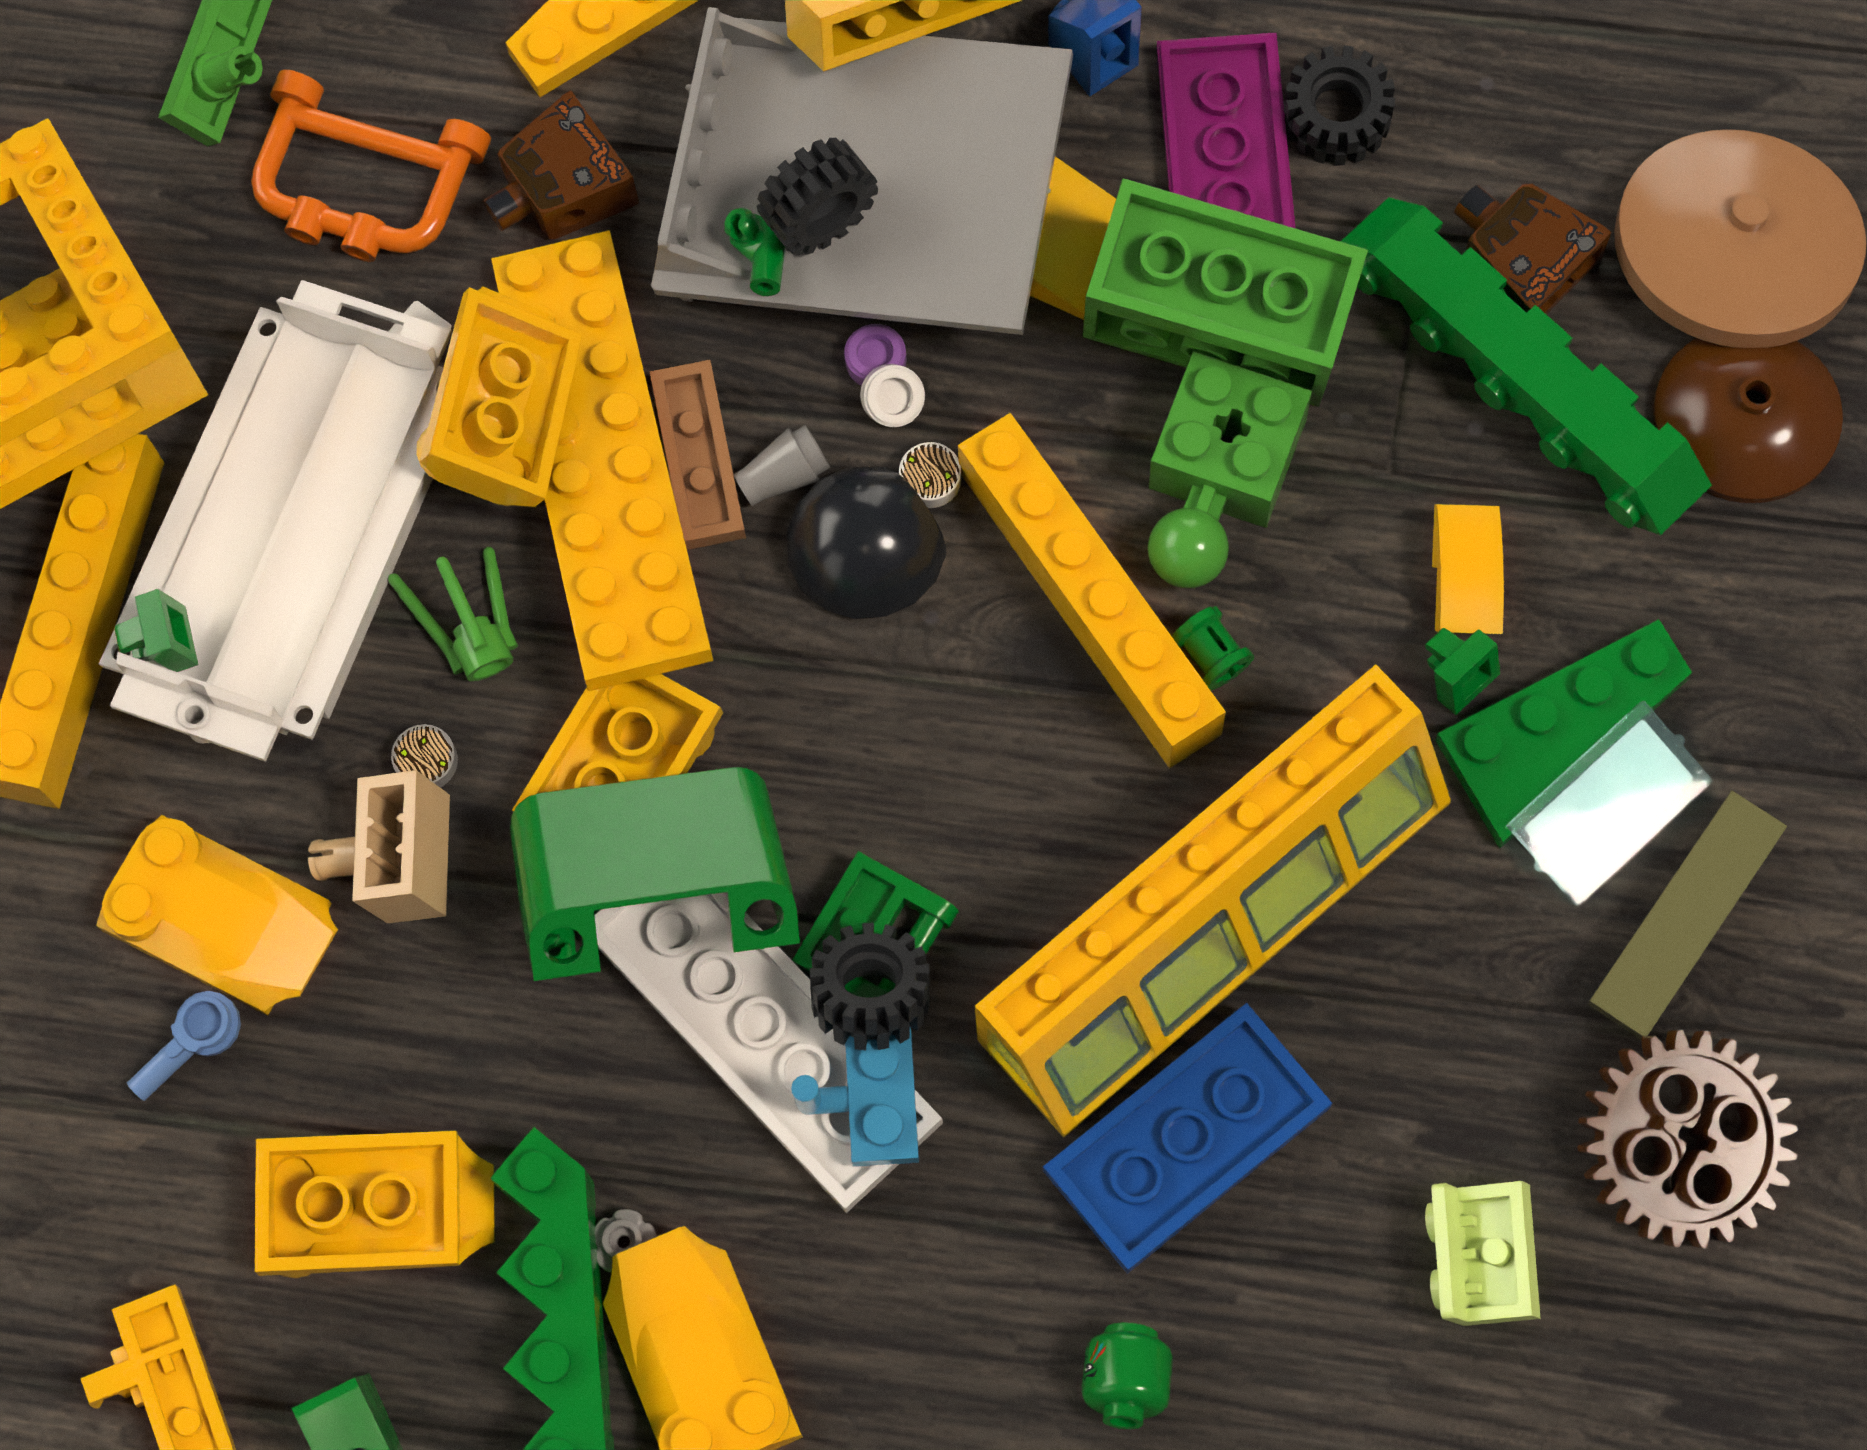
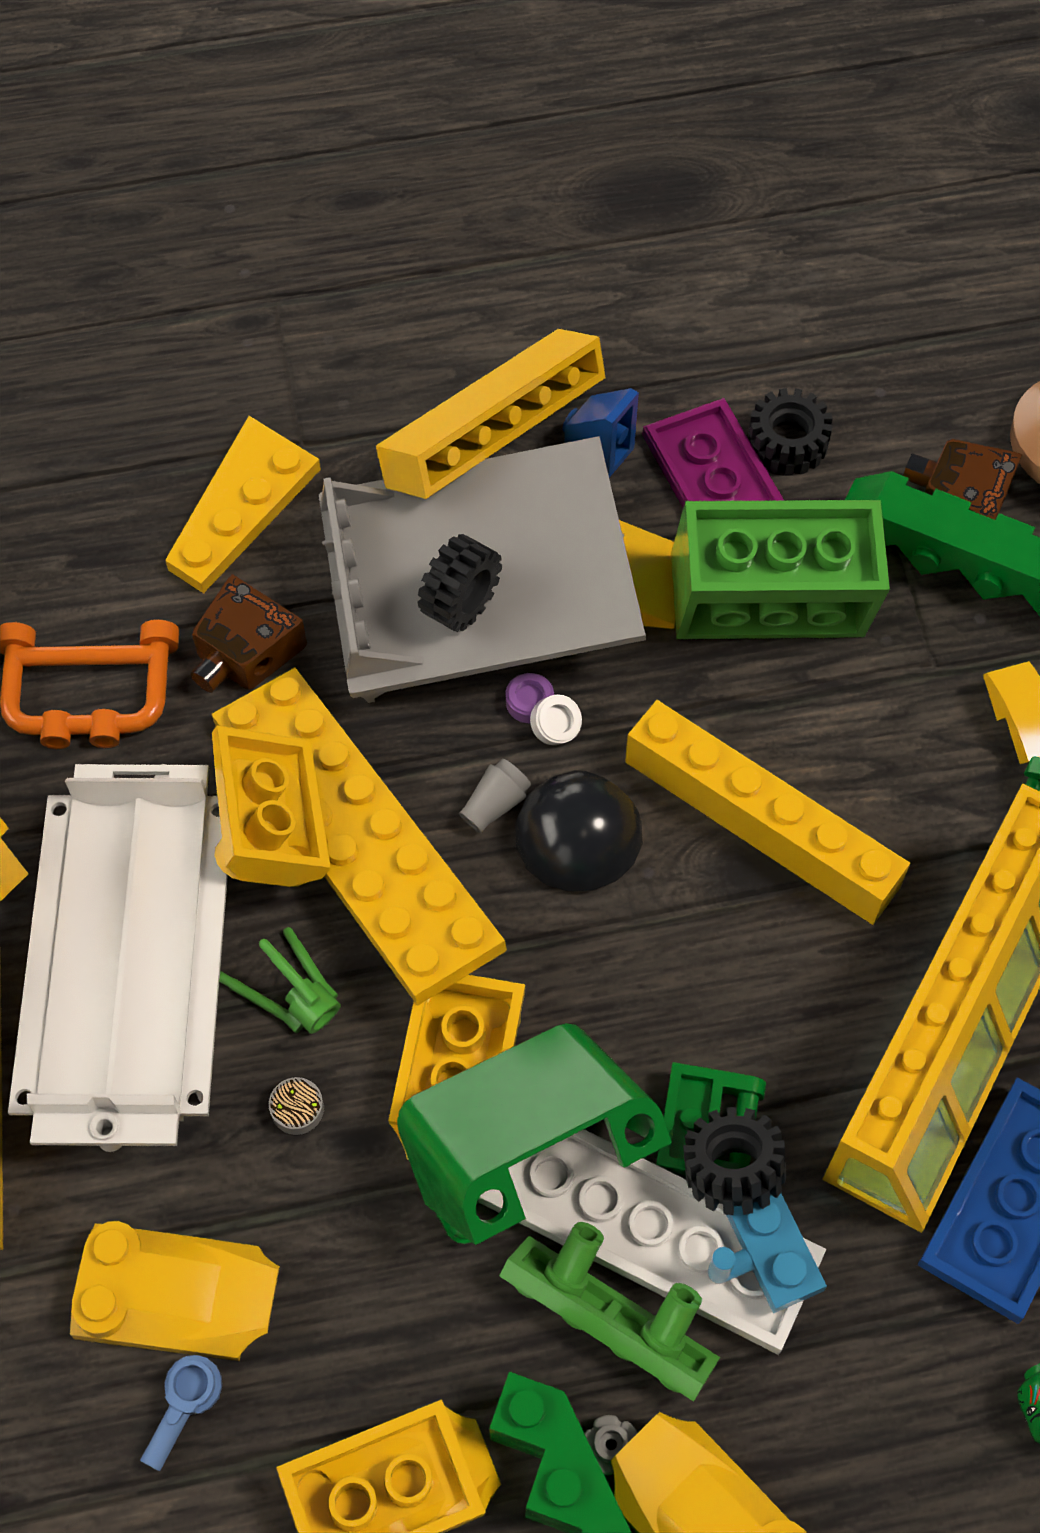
camera: 25 degrees left, 10 degrees down
(158, 632) = (54, 1068): green tile -> none
(396, 848) = (304, 1186): tan brick -> none
(697, 454) = (428, 803): medium nougat plate -> none
(699, 1140) = (629, 1330): none -> bright green plate
(760, 246) = (426, 635): green arm -> none
(932, 473) = (608, 762): tile -> none
(1212, 647) = (873, 821): green bush -> none
(1218, 476) = (819, 685): bright green brick -> none

